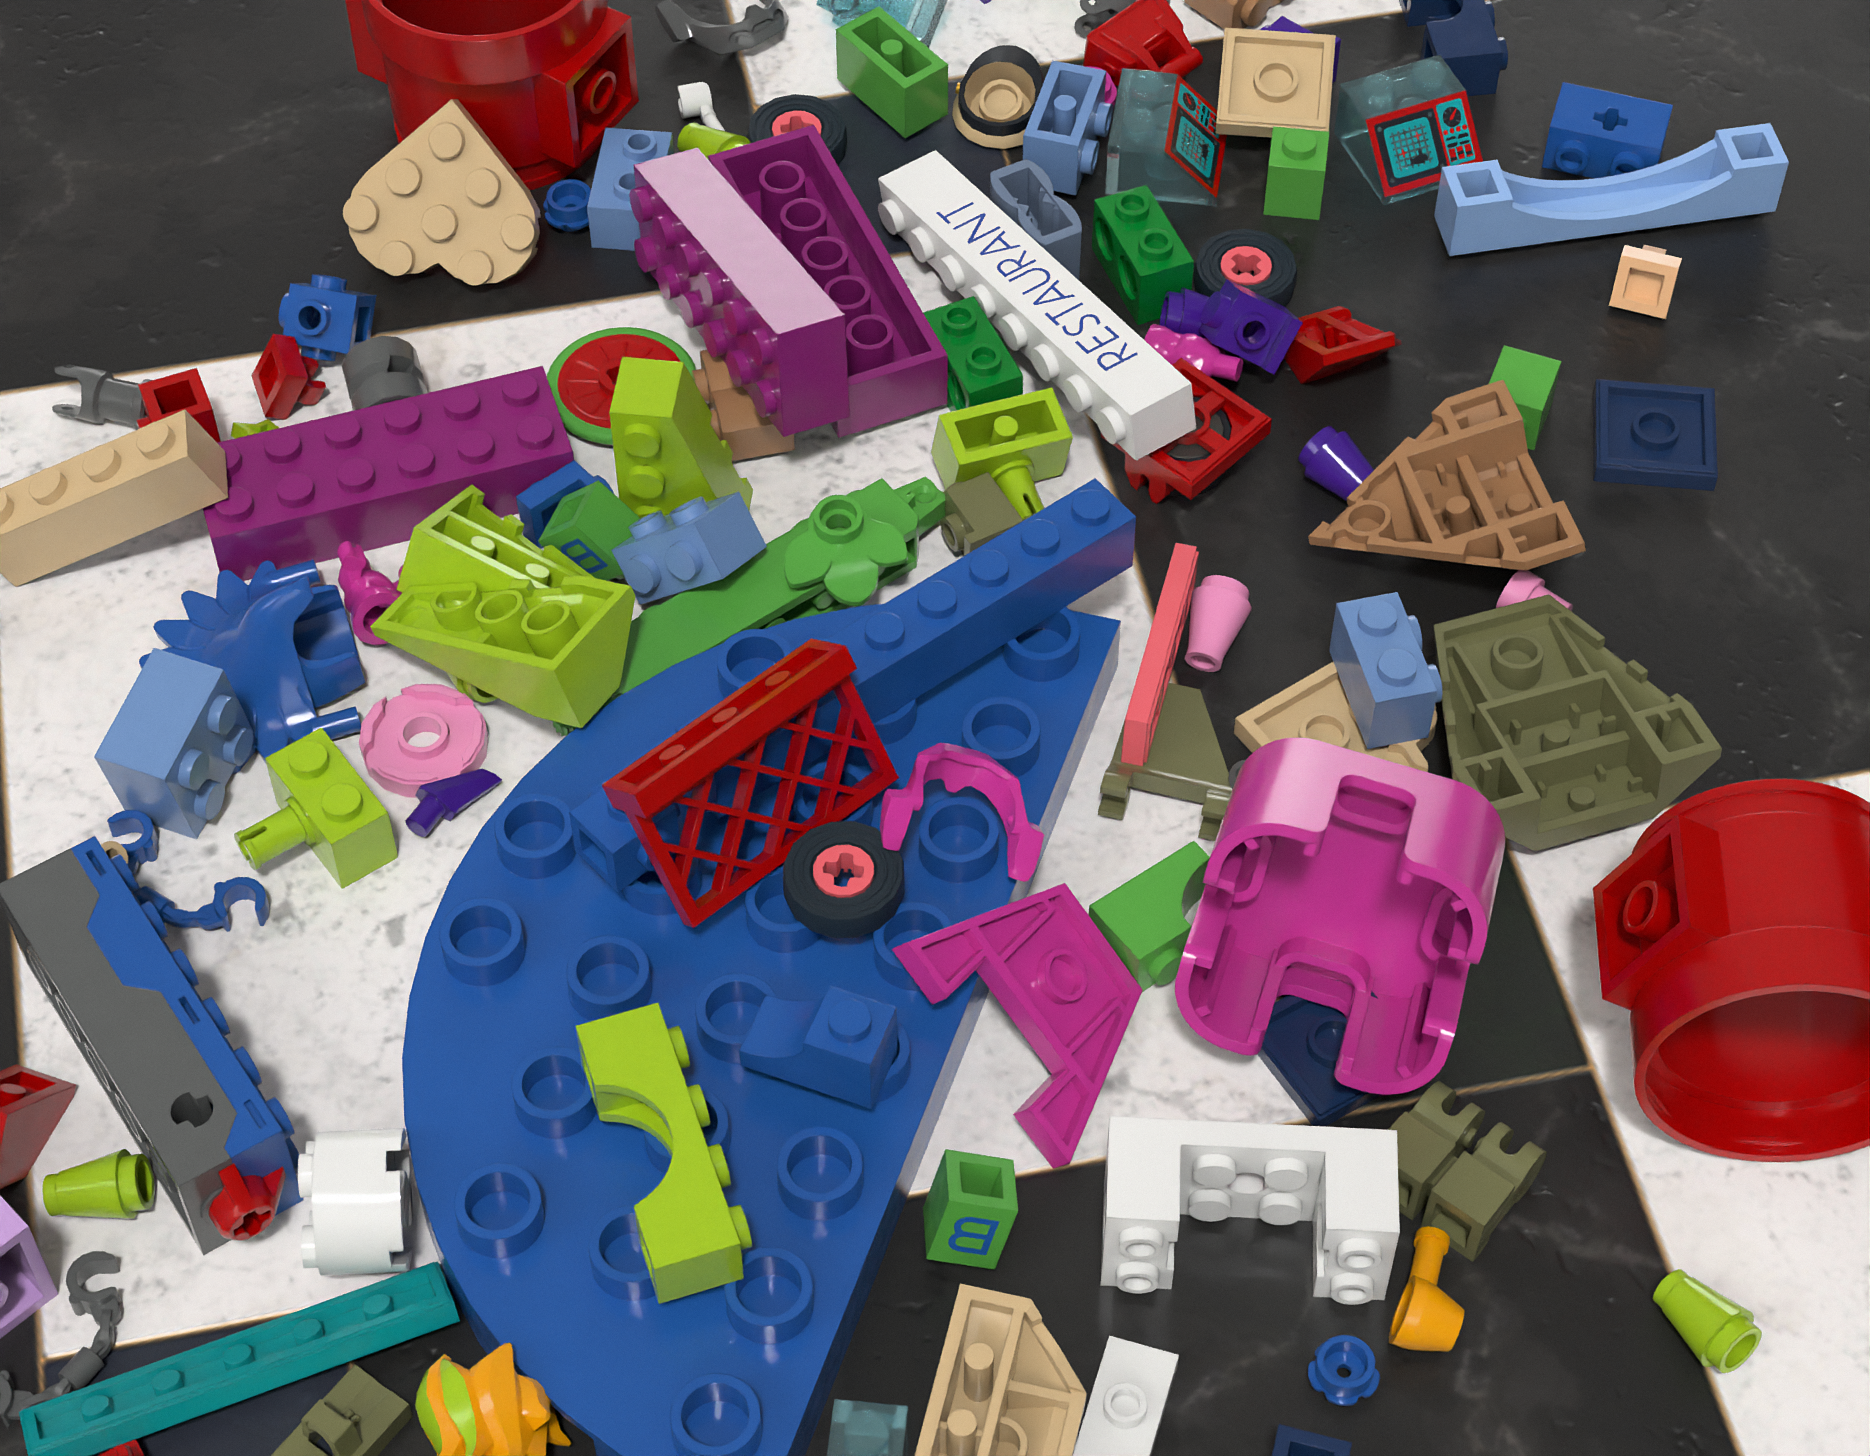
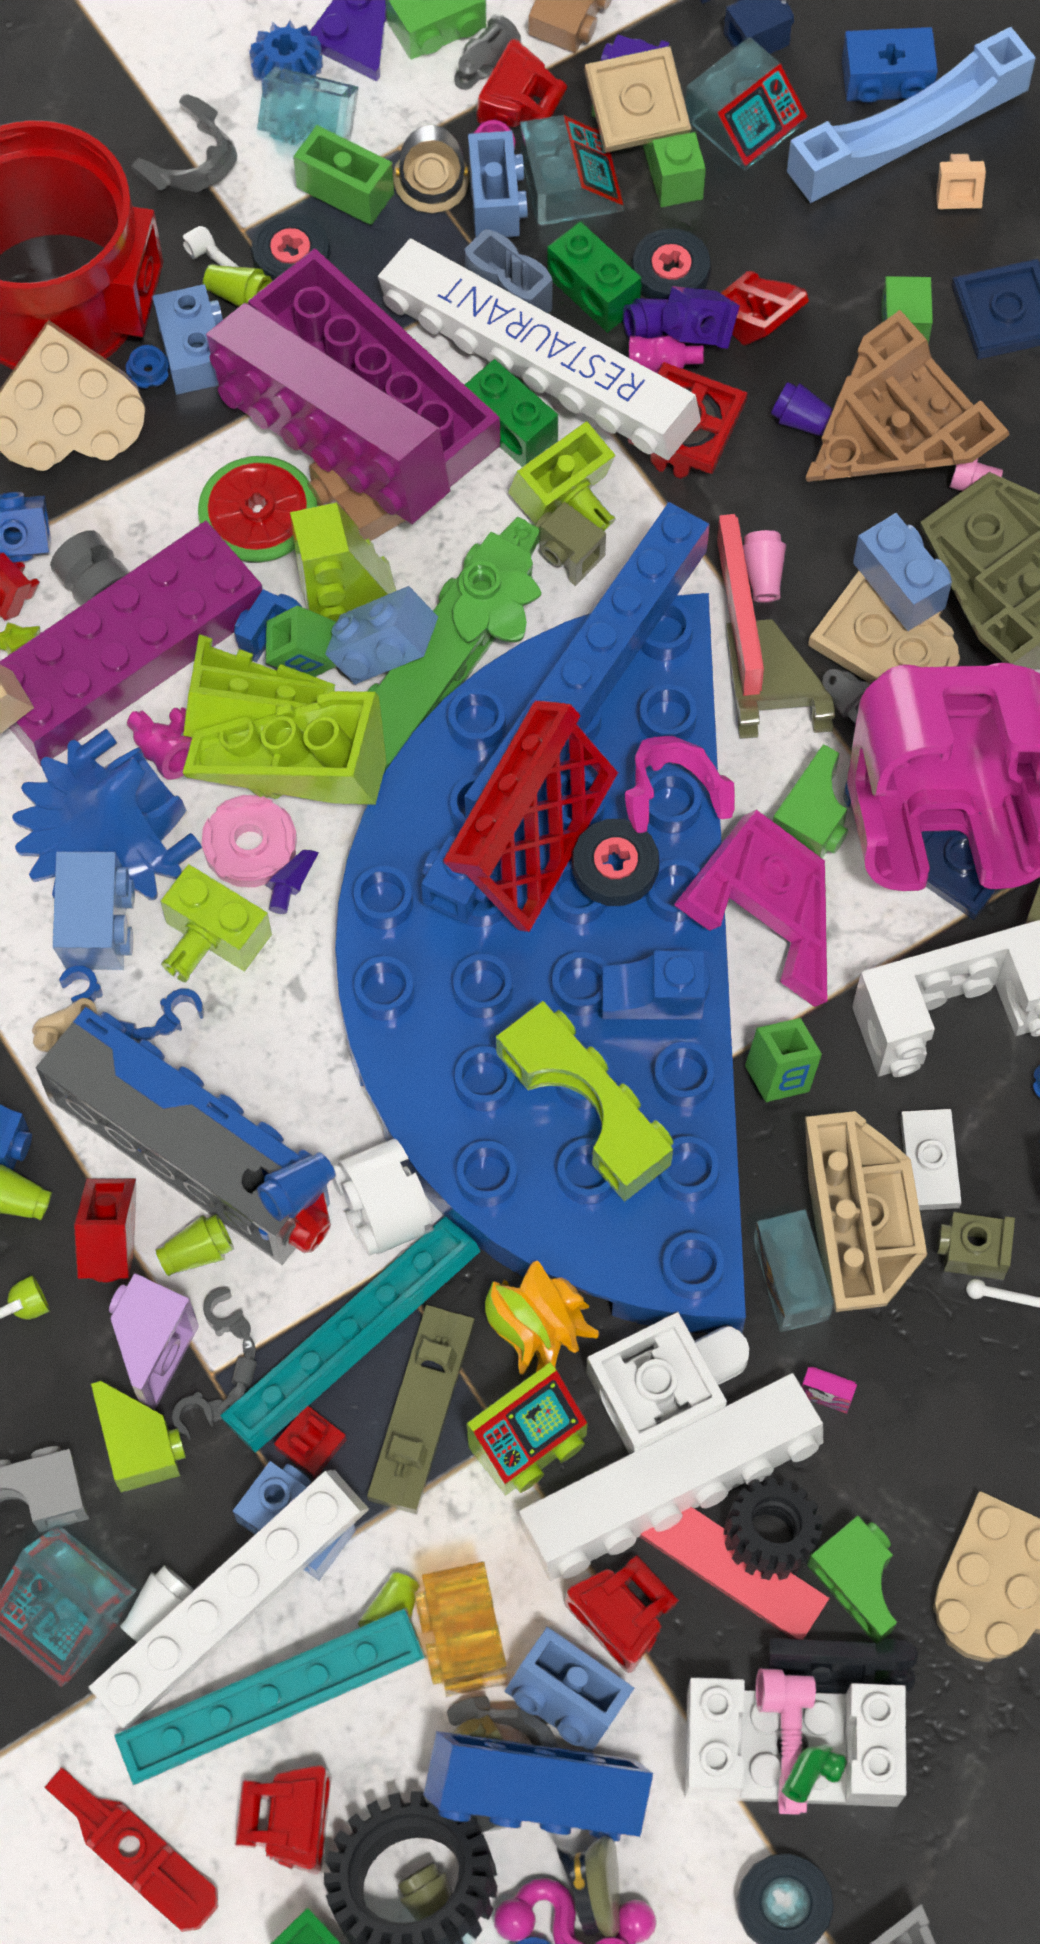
camera: 20 degrees left, 15 degrees up
(230, 1127) = (295, 1186): none -> blue cone

